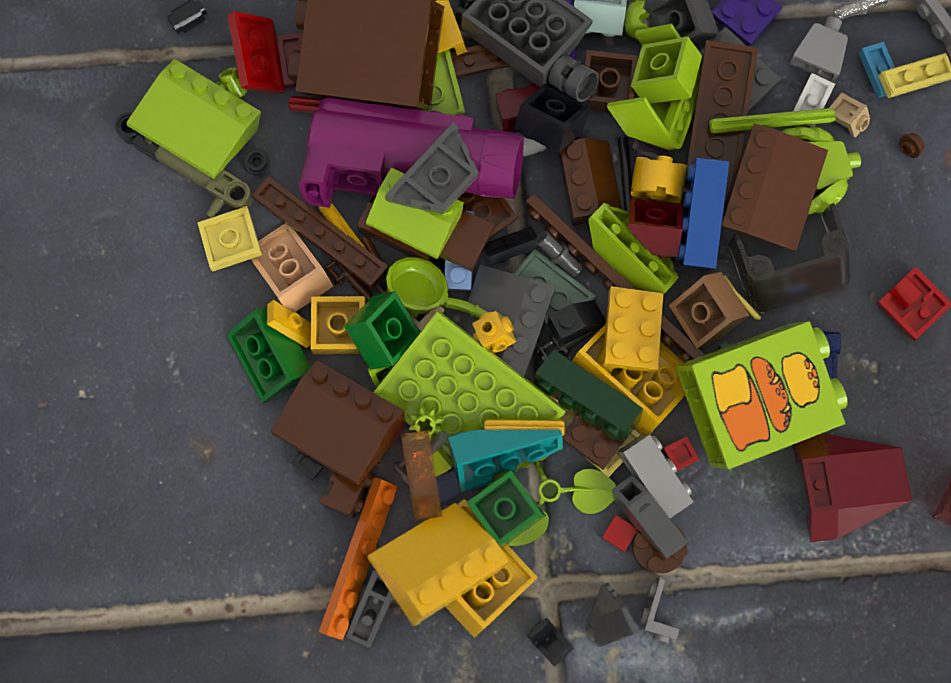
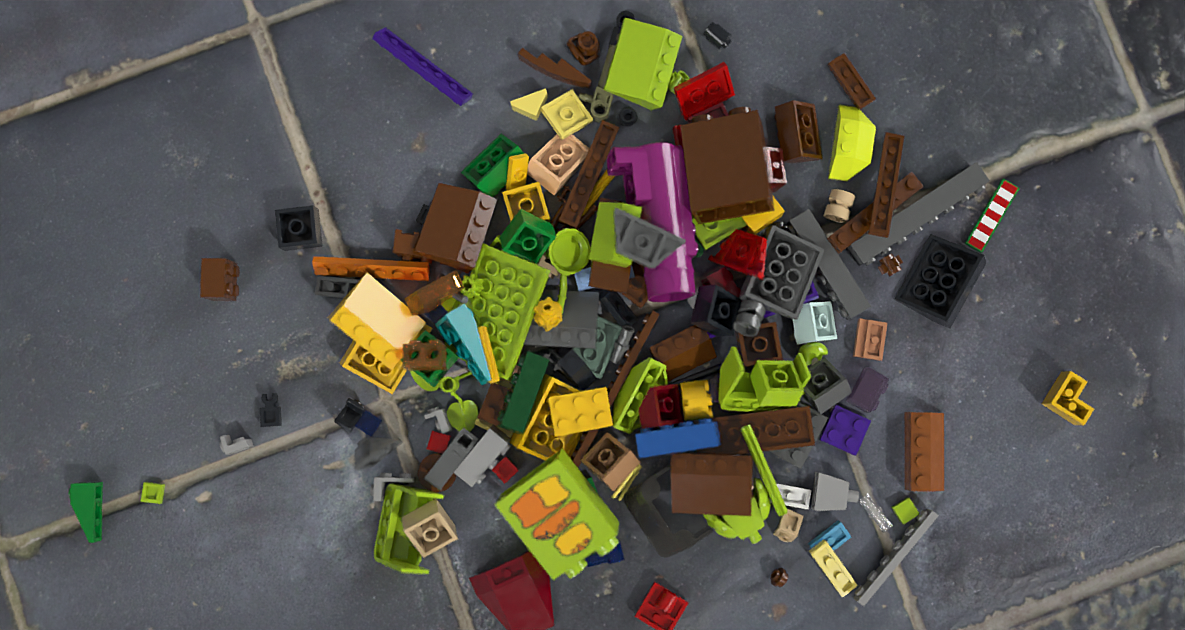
camera: 75 degrees right, 5 degrees up
(100, 412) = (422, 66): none -> dark purple plate
(146, 190) = (586, 47): none -> reddish brown piece
(170, 228) = (561, 71): none -> reddish brown slope
(201, 283) = (530, 104): none -> light yellow slope
(273, 642) = (298, 228): none -> black brick
(487, 63) = (742, 253): none -> red wing
(511, 510) = (424, 361): none -> clear orange brick
(568, 621) = (369, 423): none -> clear blue tile
(595, 520) = (442, 422): none -> light grey bracket
(718, 618) = (392, 544): none -> lime windscreen
(732, 572) = (429, 528): none -> tan brick

